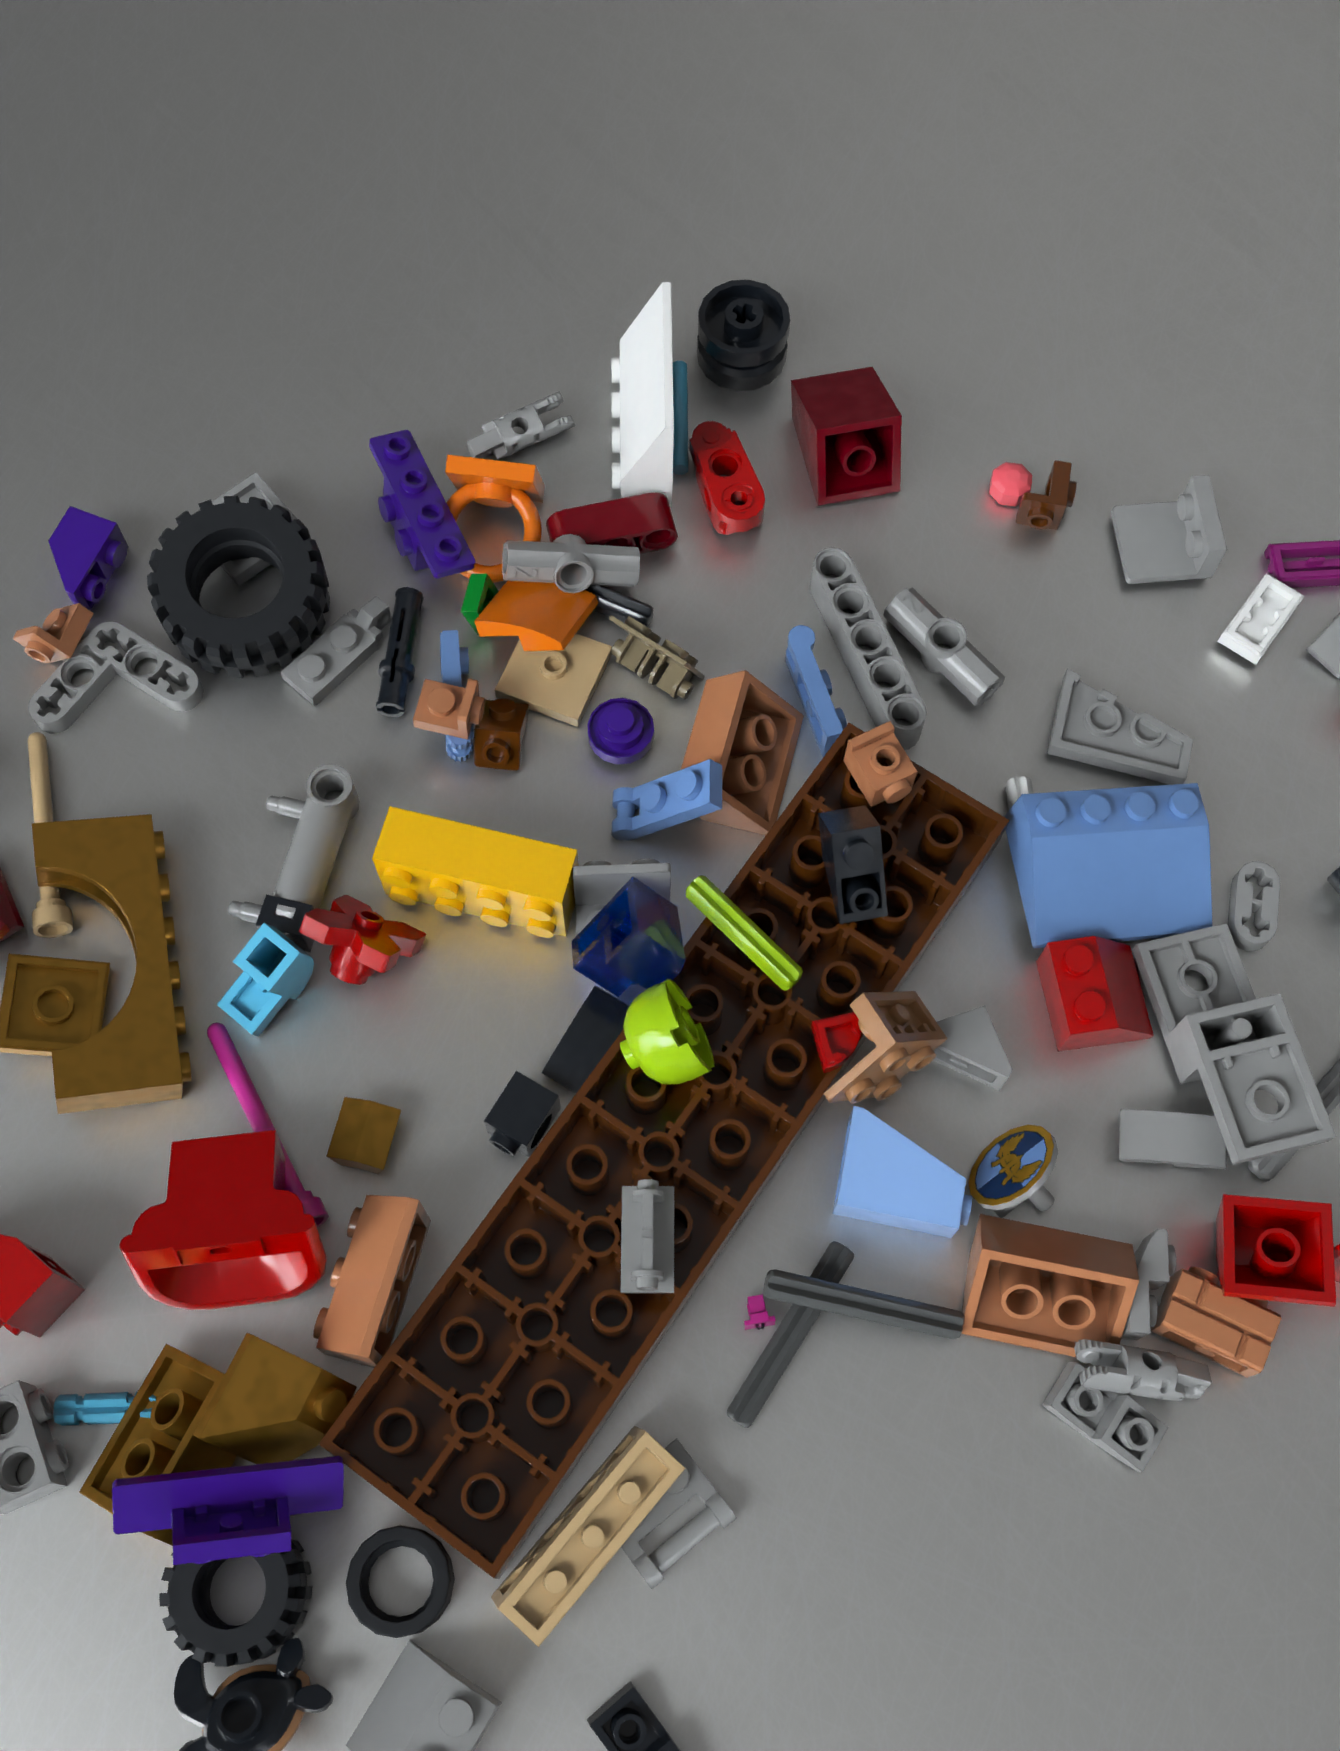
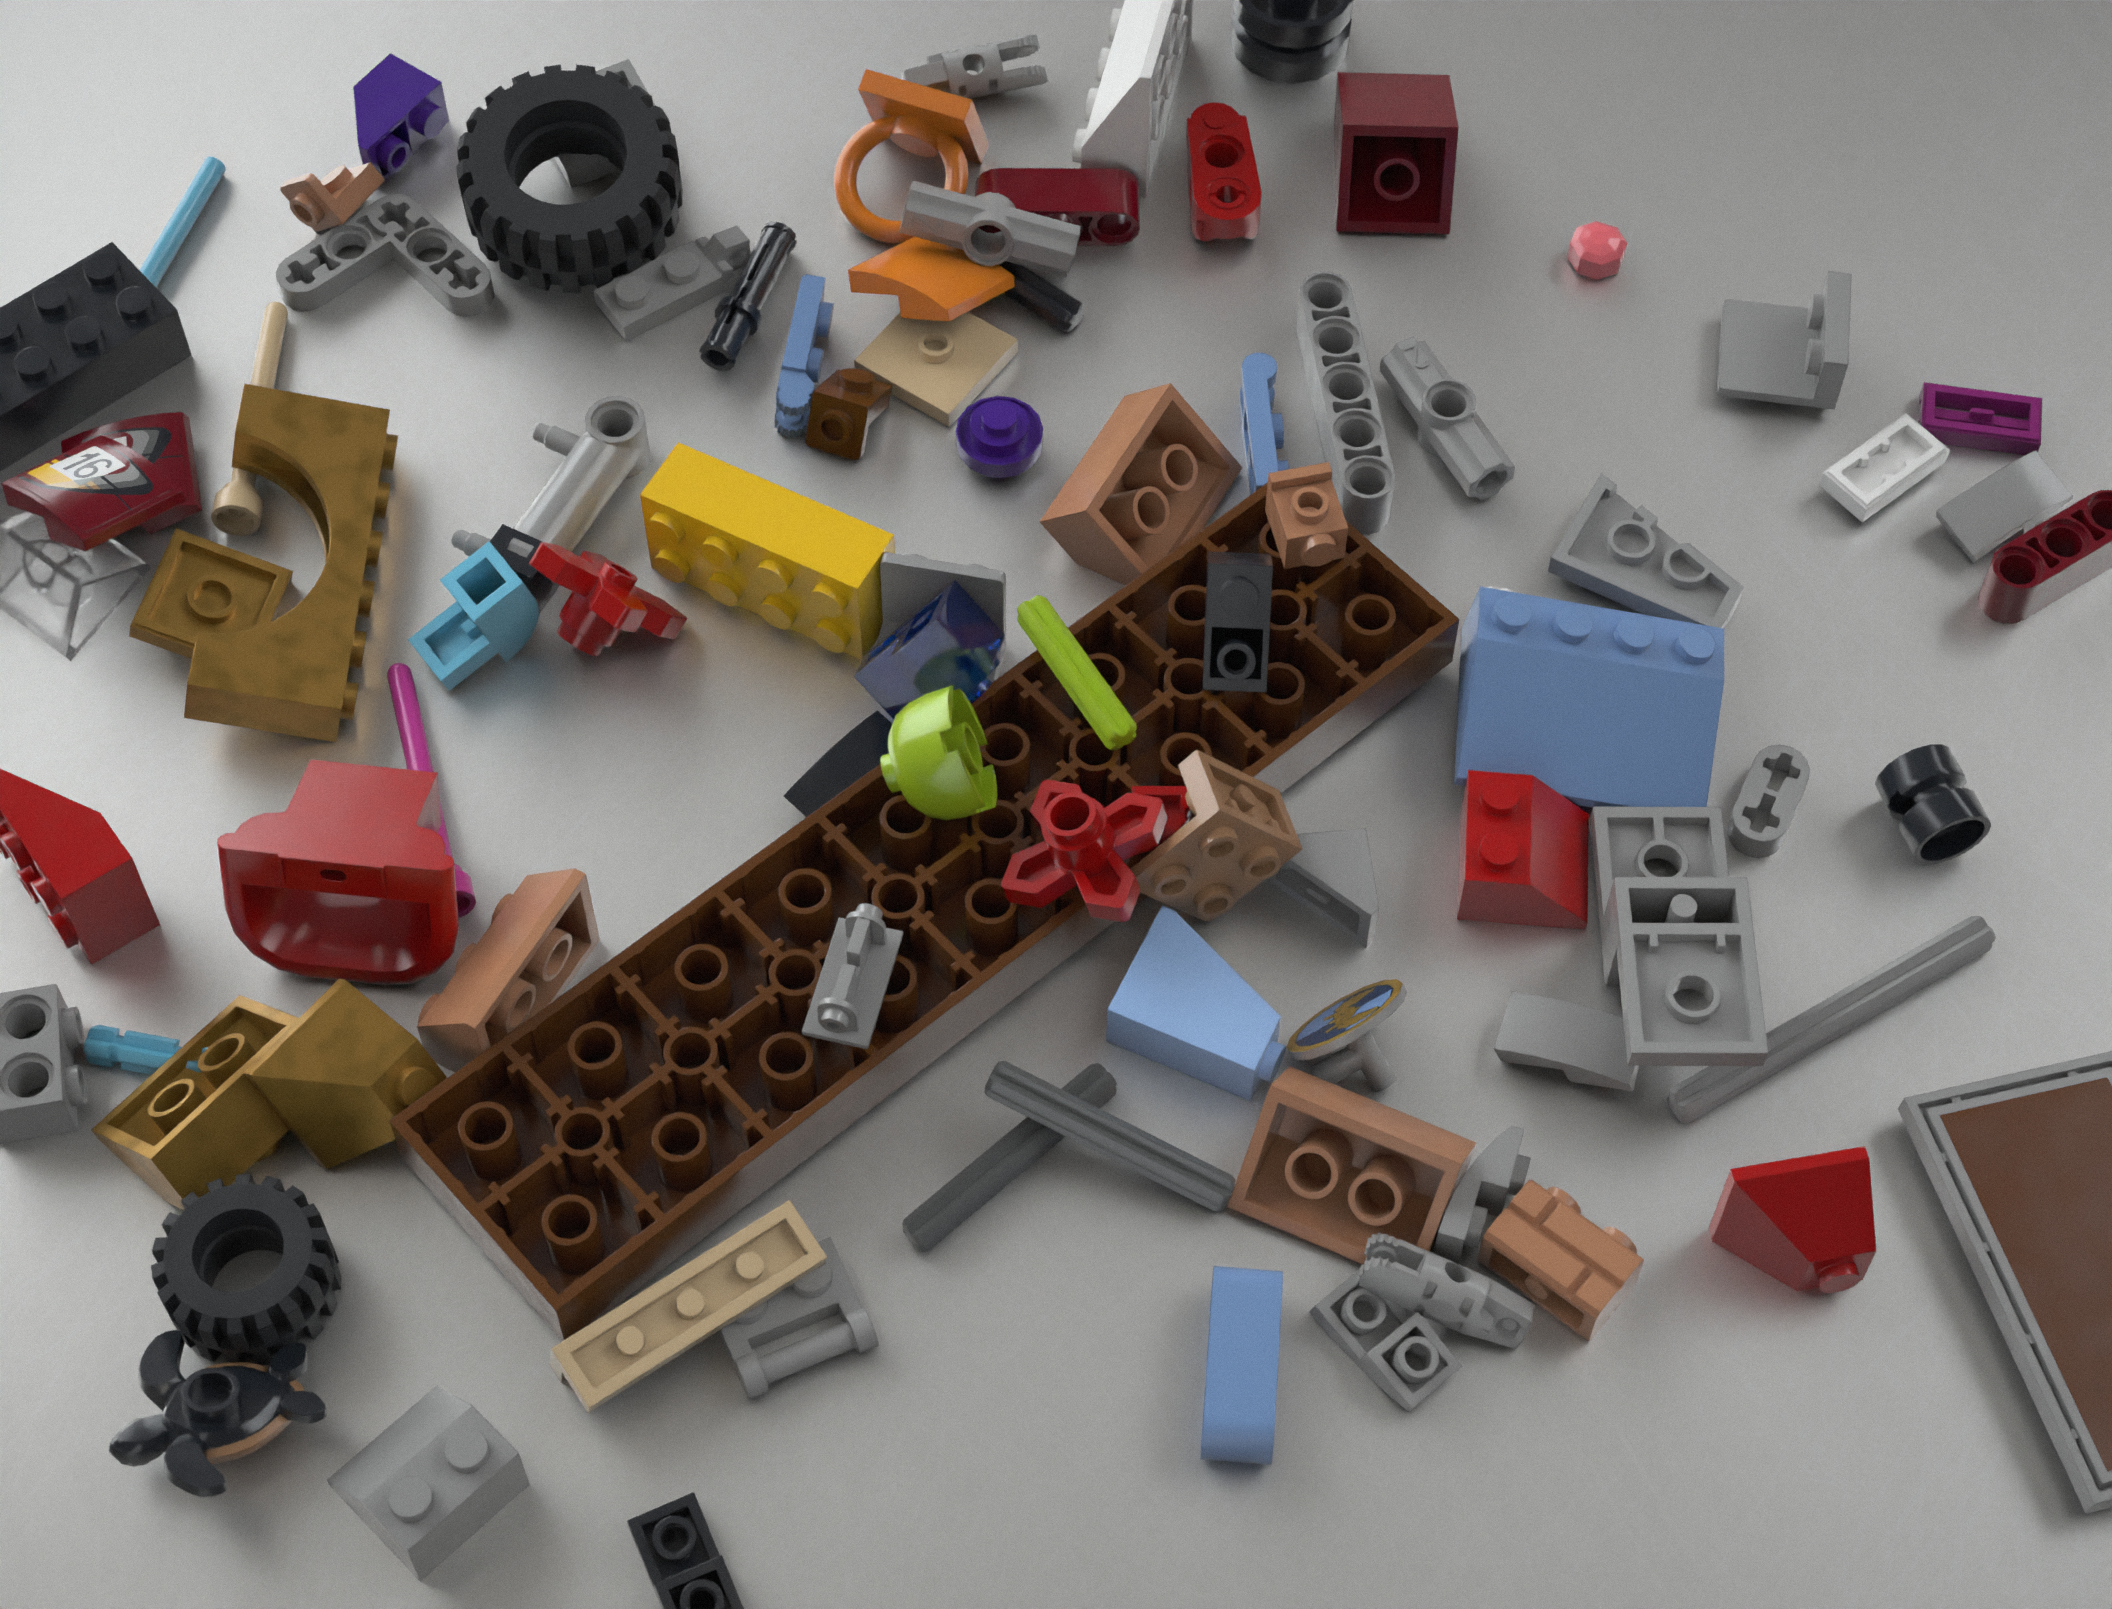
camera: 15 degrees right, 10 degrees down
(229, 1508) = (265, 1150): dark purple bracket -> none
(359, 1574) = (430, 1268): black tyre -> none
(363, 1134) = (543, 820): pearl gold piece -> none
(418, 509) = (816, 133): dark purple bracket -> none
(449, 708) = (787, 360): nougat bracket -> none
(477, 597) = (863, 243): green tile -> none
(521, 1116) = (739, 829): black brick -> none
(641, 652) = (1067, 360): dark tan hinge -> none
(667, 801) = (1029, 518): medium blue plate -> none
(680, 405) = (1185, 96): medium azure bar -> none
(757, 1314) = (975, 1129): dark pink piece -> none
(774, 1103) = (1085, 849): none -> red plant
(1011, 1469) = (1242, 1365): none -> medium blue beam
(1048, 509) = (1636, 286): reddish brown bracket -> none
(1276, 1250) = (1654, 1170): red slope -> none

